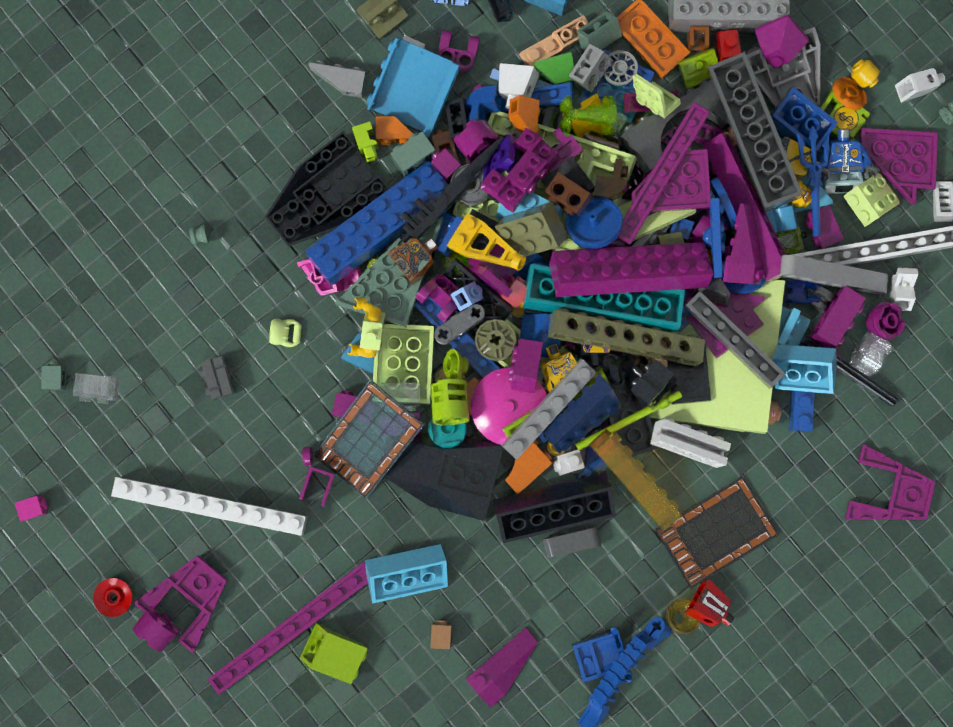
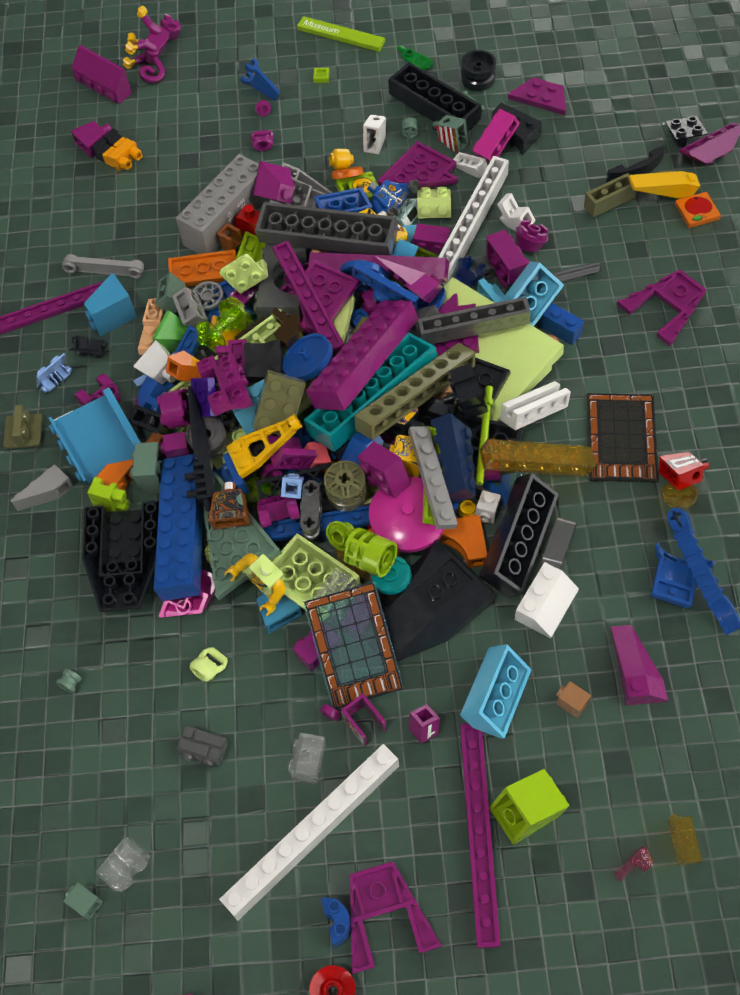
camera: 50 degrees left, 25 degrees down
(156, 629) = (393, 962): magenta brick -> none
(163, 570) = (341, 925): none -> blue cylinder
(261, 464) = (308, 758): none -> clear brick
(344, 535) = (424, 723): none -> magenta brick
(513, 564) = (546, 600): none -> white slope
(571, 191) = (269, 353): reddish brown brick -> none
(814, 174) = (385, 211): blue piece -> none
(833, 274) = (467, 240): light grey beam -> none
(870, 354) = (550, 254): clear brick -> none

